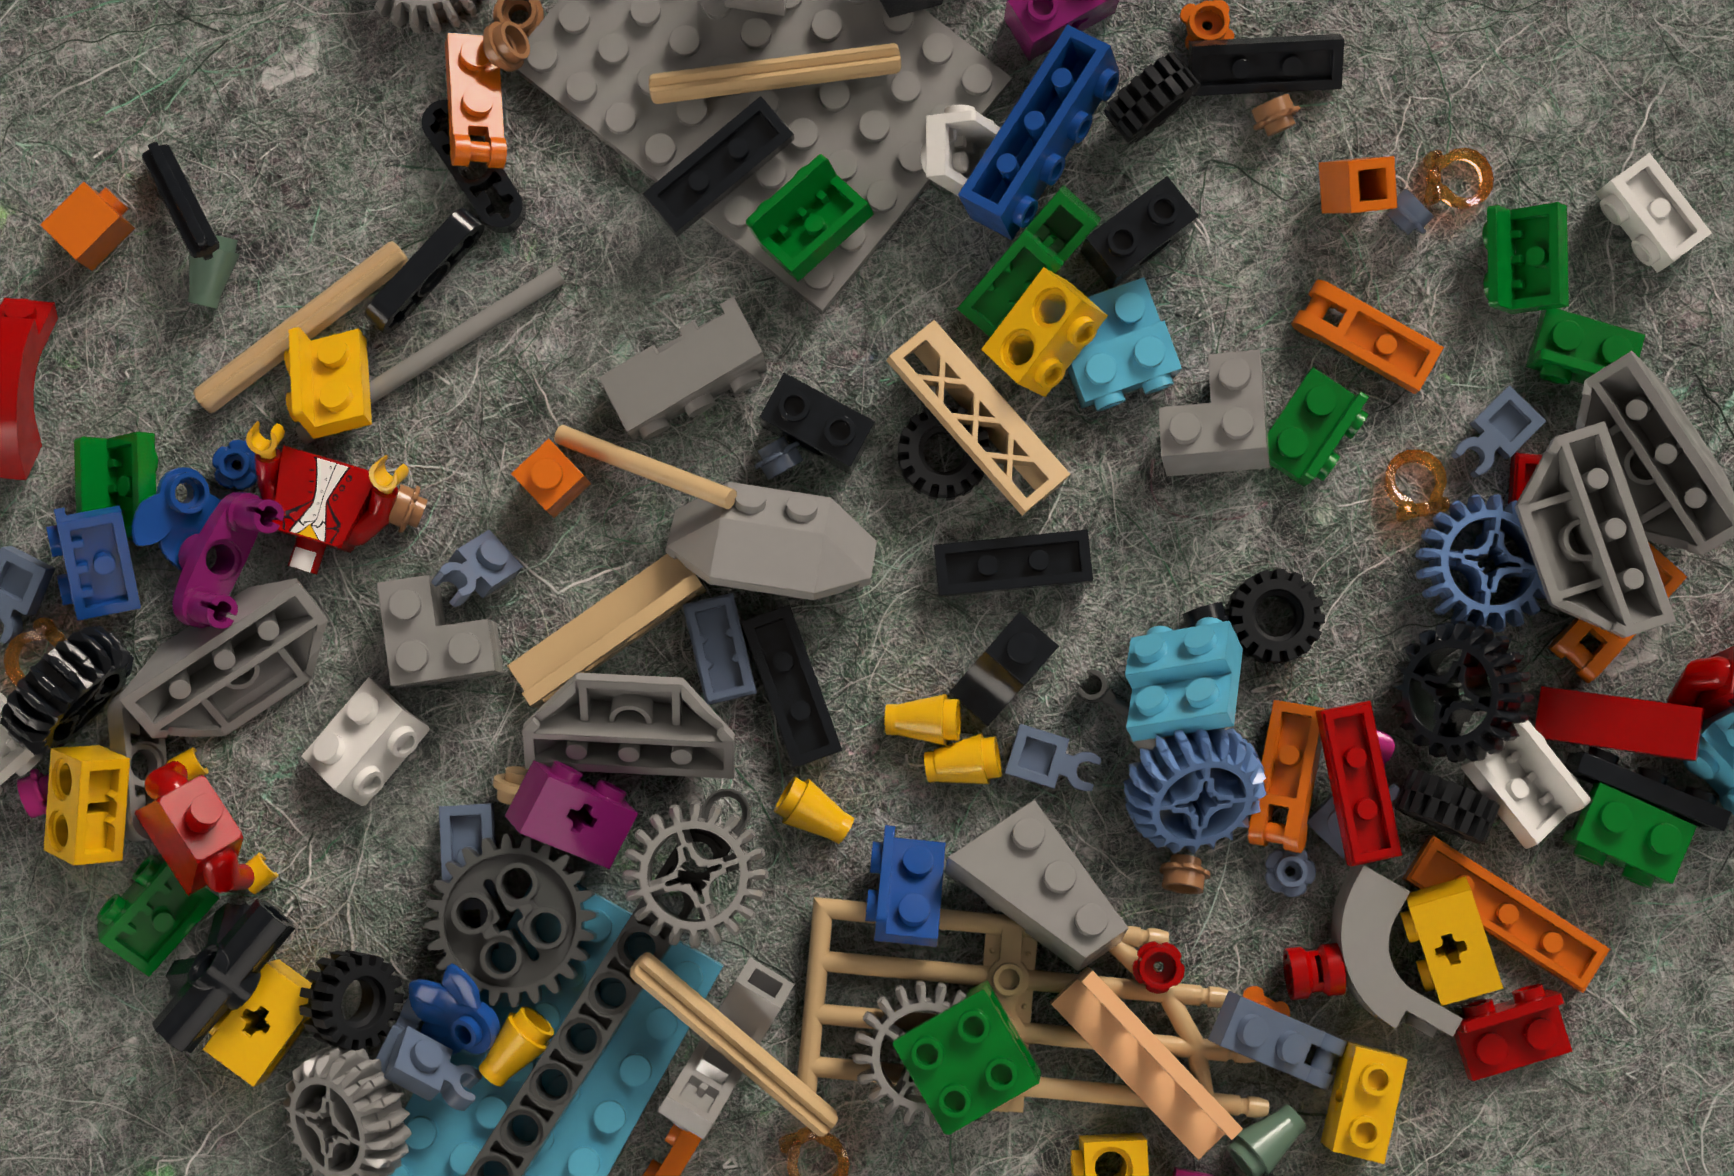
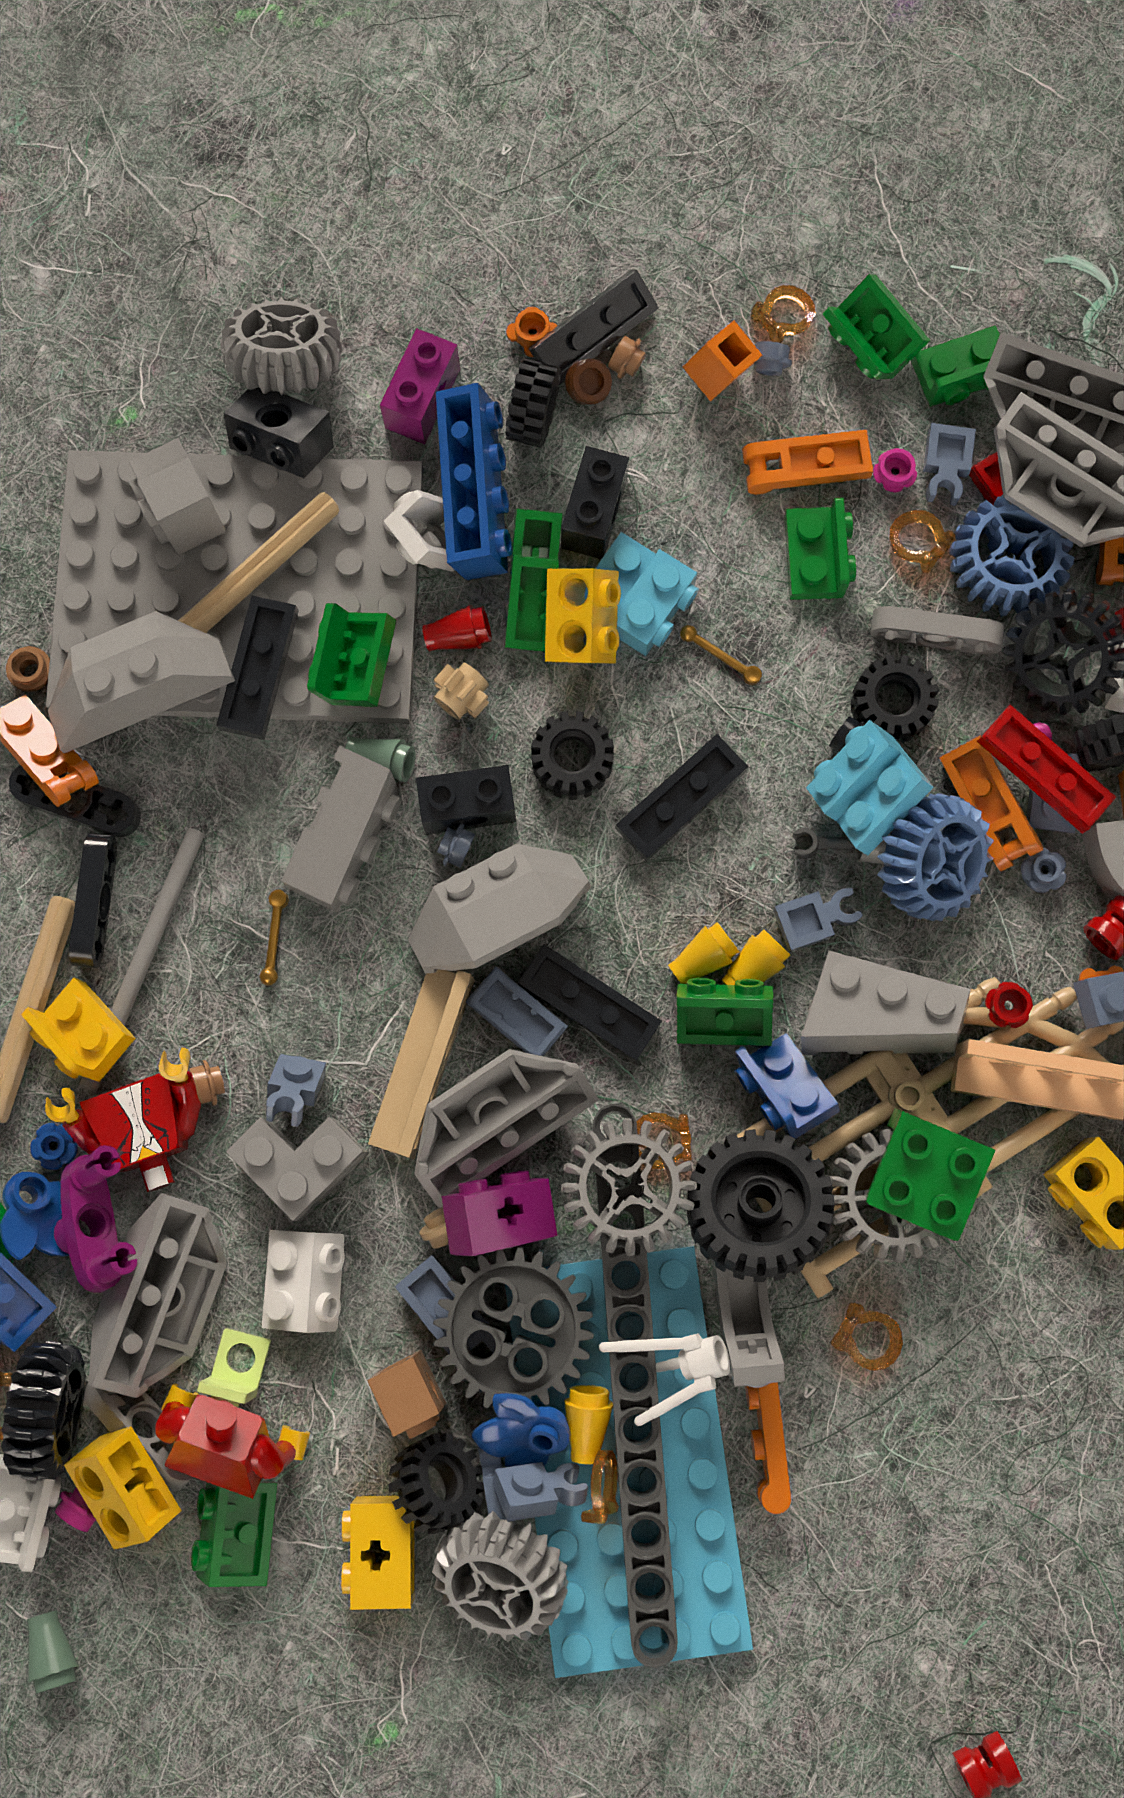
camera: 35 degrees left, 5 degrees down
(222, 972) = (323, 1537): black piece -> none
(236, 781) = (229, 1384): none -> yellowish green bracket
(381, 908) = (408, 1395): none -> medium nougat brick
(482, 1128) = (602, 1504): none -> clear orange piece
(505, 45) = (33, 693): medium nougat plate -> none
(551, 478) = (299, 981): orange brick -> none
(587, 390) = (278, 900): none -> pearl gold hinge
(601, 95) = (133, 677): none -> light grey wedge
(643, 1065) = (699, 1360): none -> white plant
(645, 467) = (364, 920): tan bar -> none
(733, 1044) = (748, 1294): tan axle -> none
(773, 329) = (387, 752): none -> sand green cone
(790, 1015) = (755, 1241): none -> black wheel
(791, 853) = (680, 1125): none -> clear orange piece
(811, 810) = (672, 1082): yellow cone -> none
(886, 320) = (461, 691): none -> tan gear
(902, 784) = (724, 1013): none -> green bracket
(929, 262) = (459, 630): none -> red cone
(986, 409) = (554, 694): tan fence -> none
(1003, 669) = (733, 875): black arch -> none
(1164, 496) = (750, 674): none -> pearl gold hinge
(1184, 874) = (973, 928): medium nougat plate -> none
(1221, 112) = (588, 381): none -> reddish brown tile
(1222, 433) = (762, 590): light grey brick -> none
(1363, 582) = (937, 630): none -> light grey beam
(1456, 404) = (900, 460): none -> dark pink plate
(1652, 213) = (936, 241): white bracket -> none

